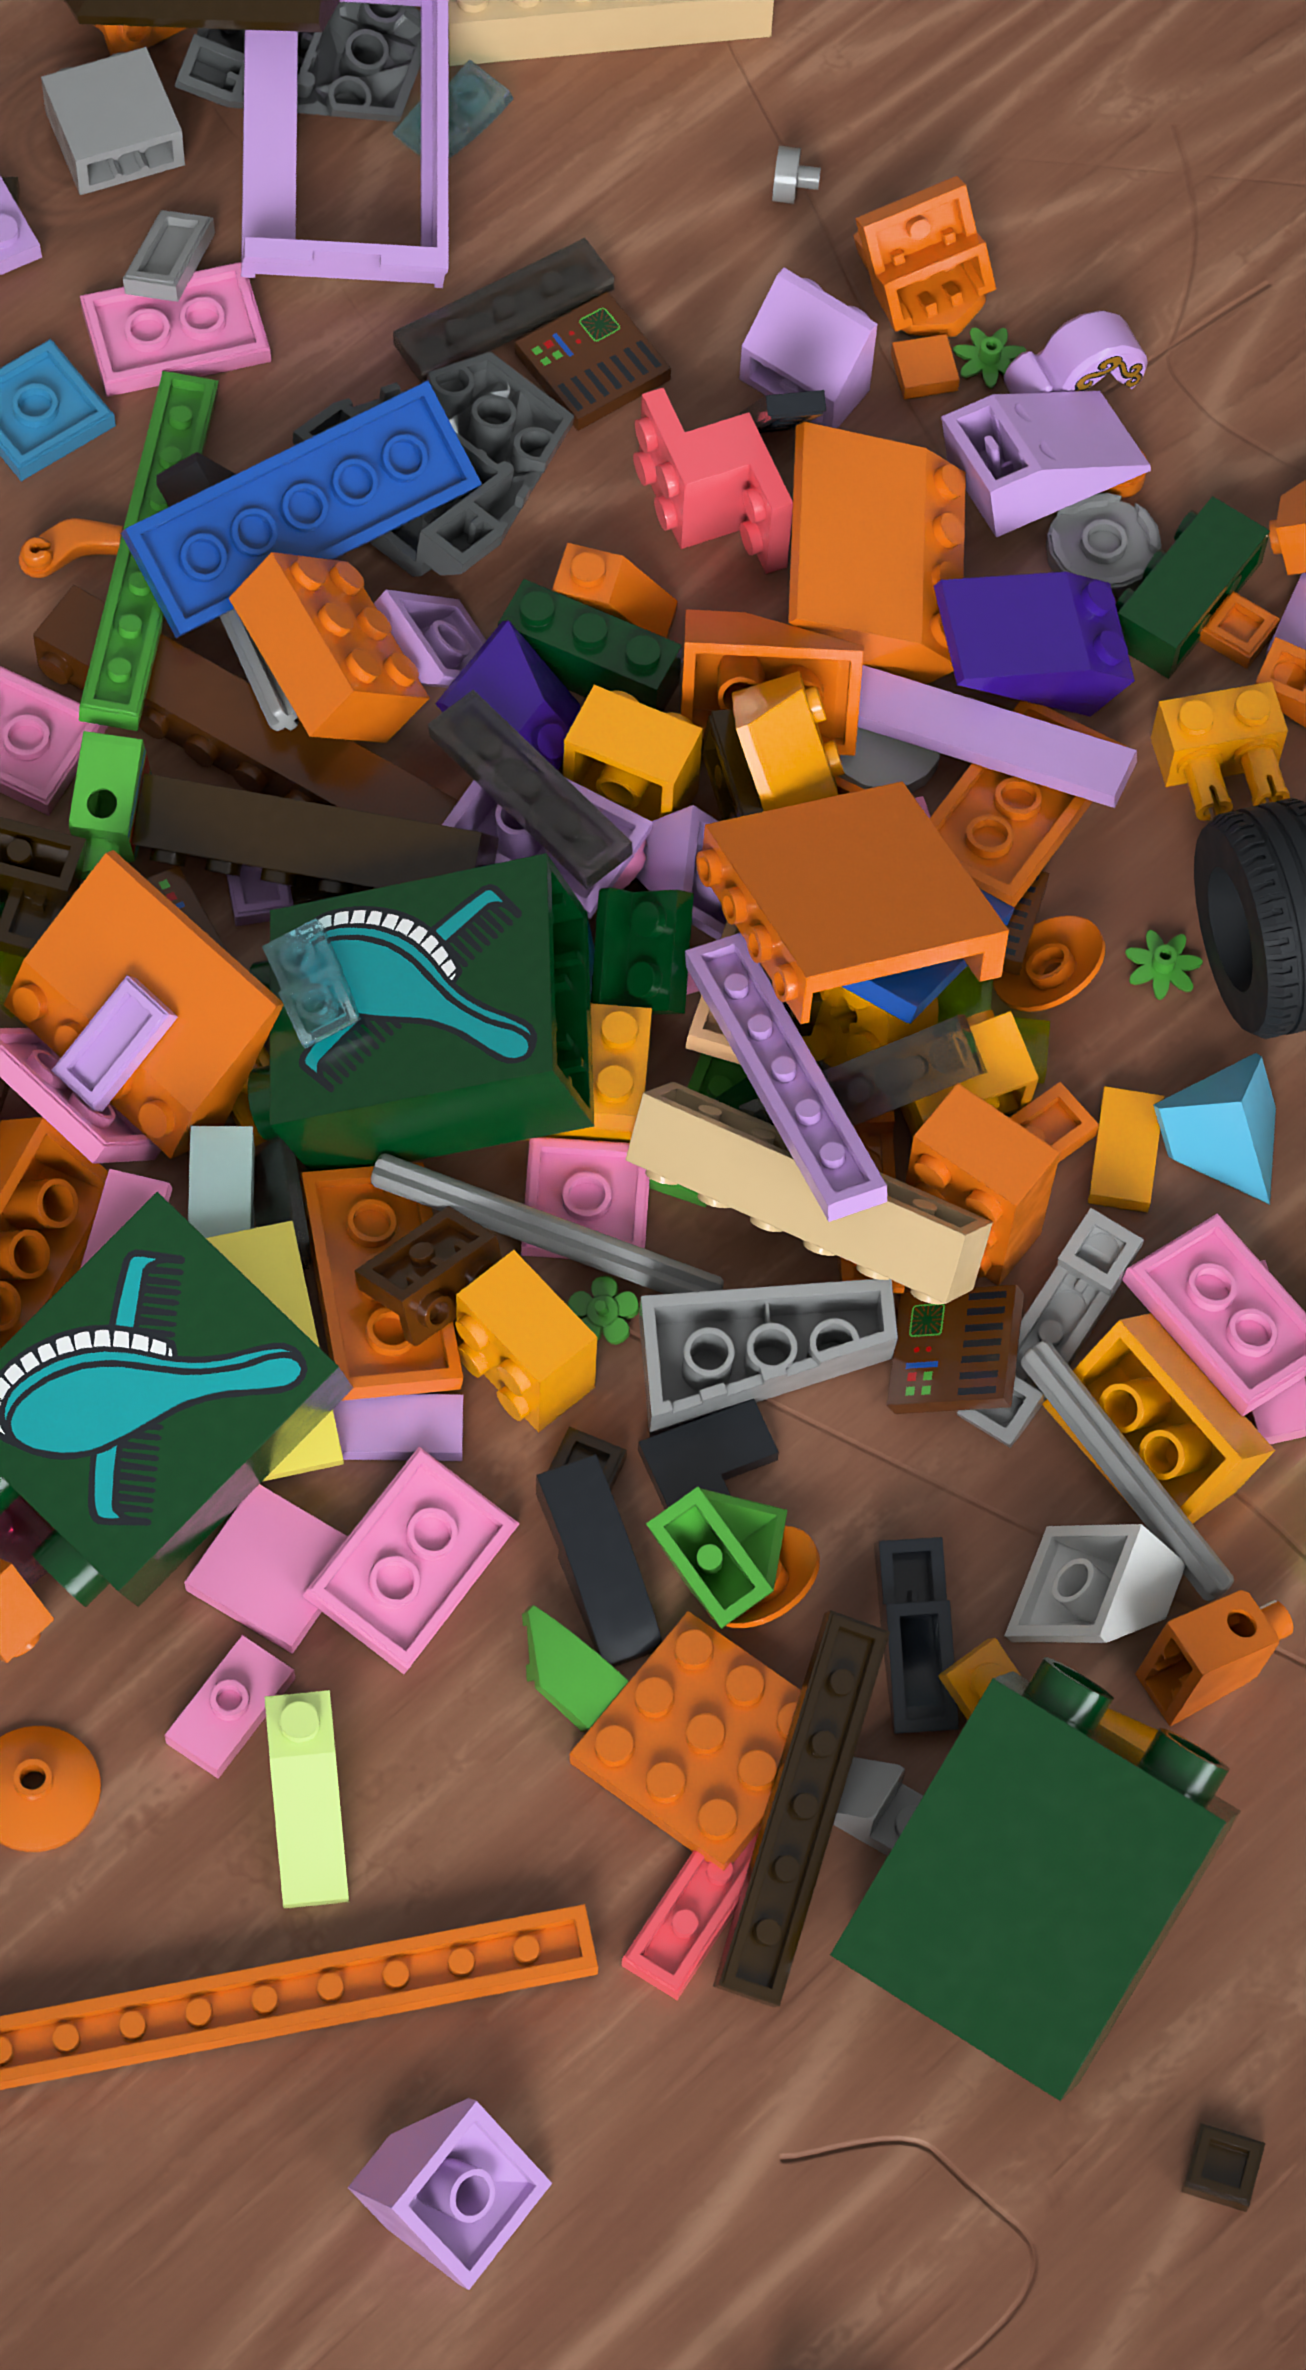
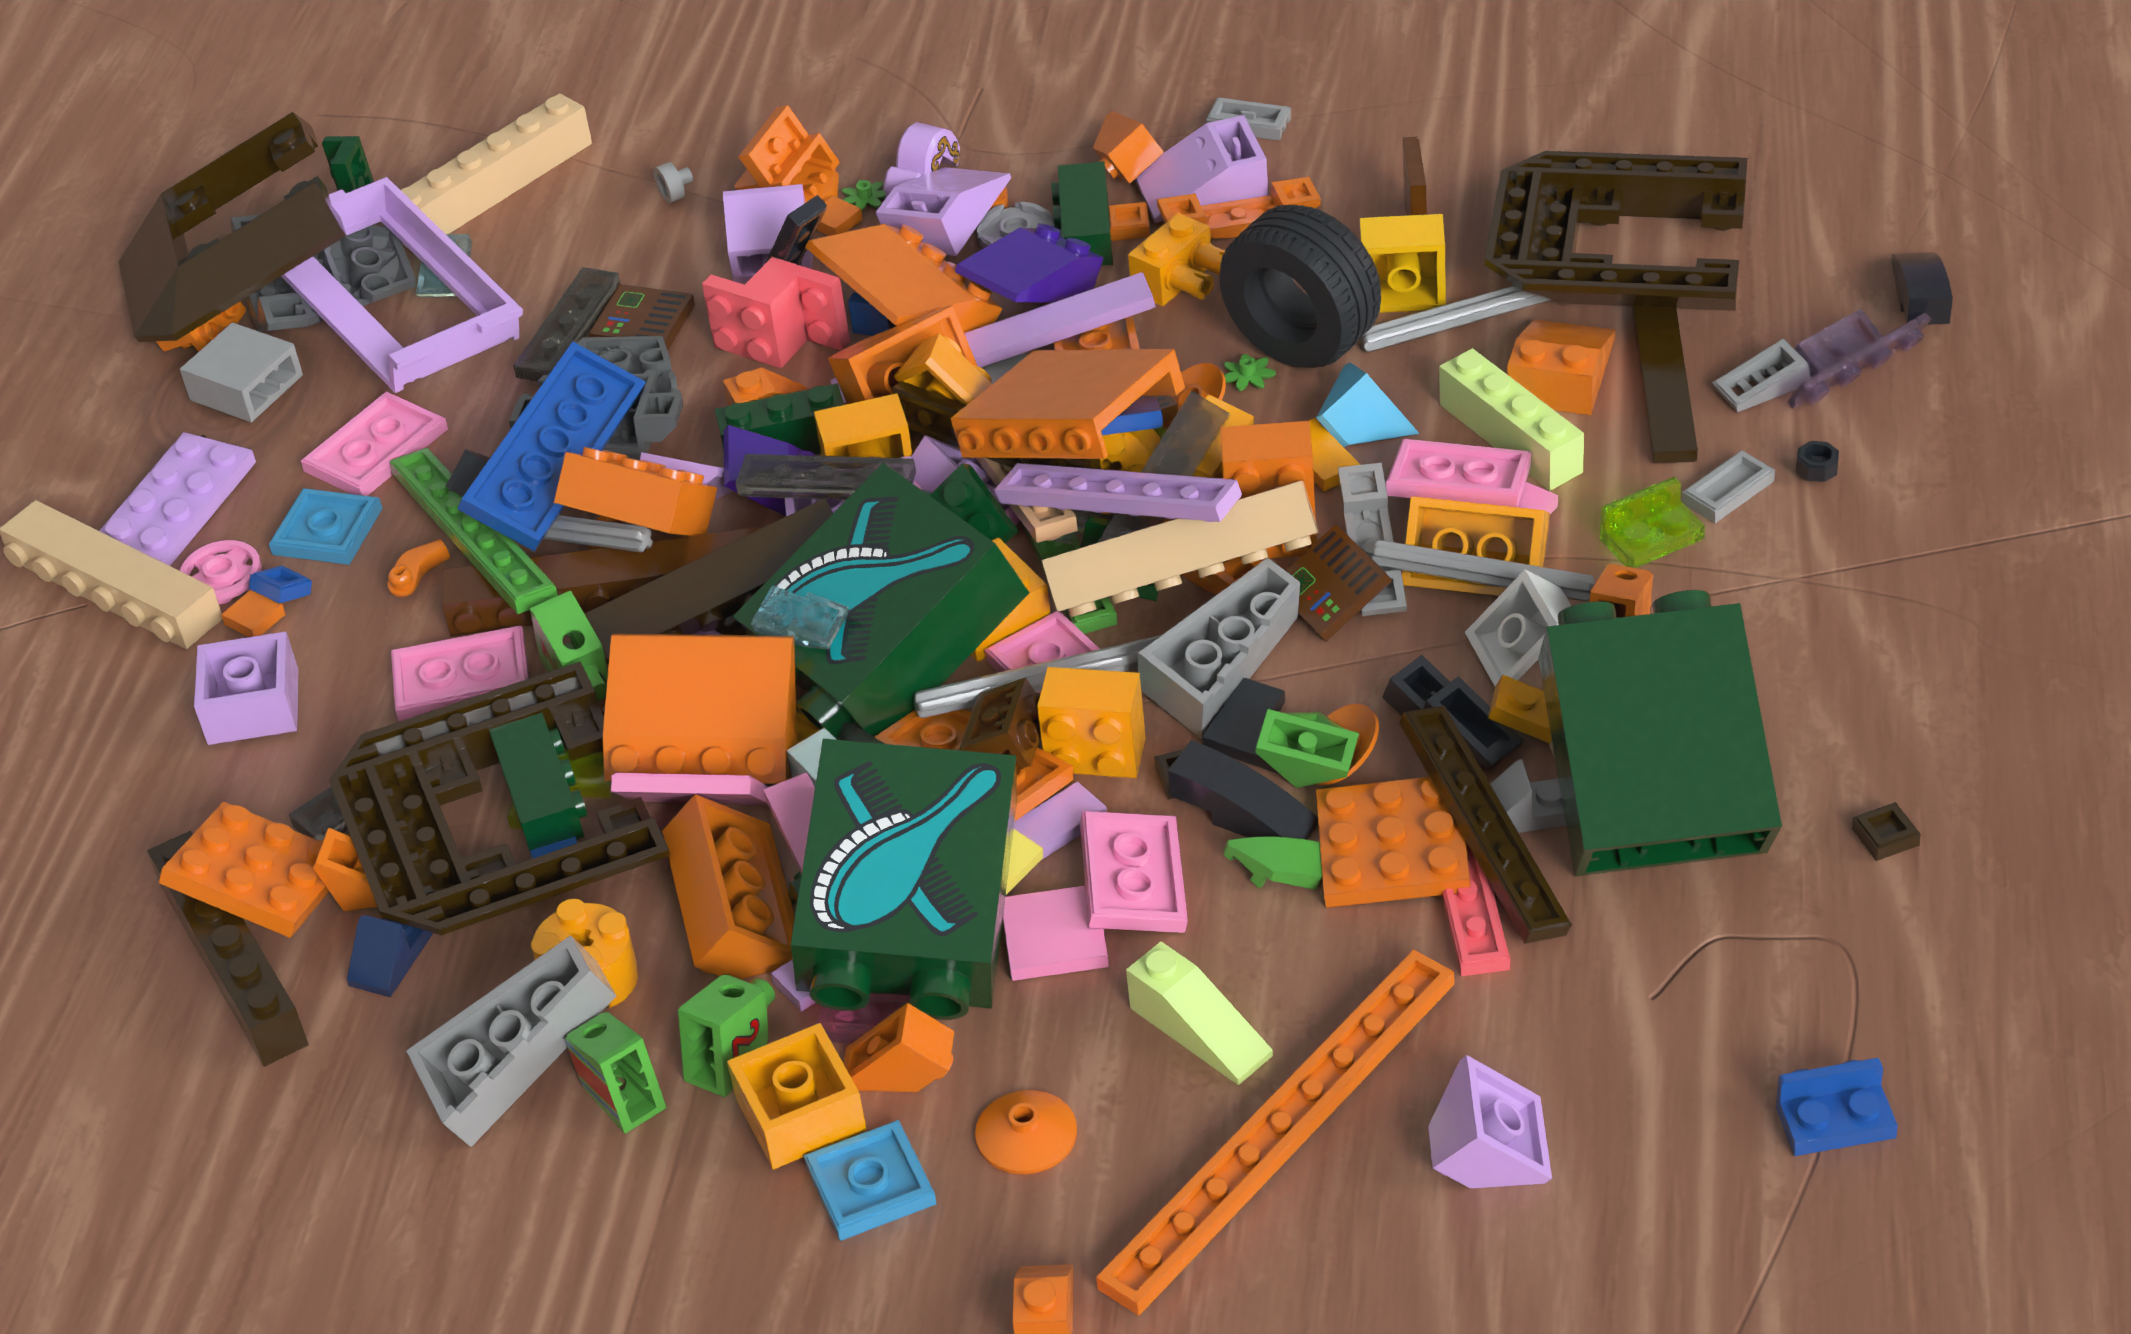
camera: 30 degrees left, 20 degrees down
(114, 1043) = (704, 729): lavender tile -> none
(169, 255) = (338, 411): light grey tile -> none
(229, 1706) = (1101, 1012): bright pink plate -> none

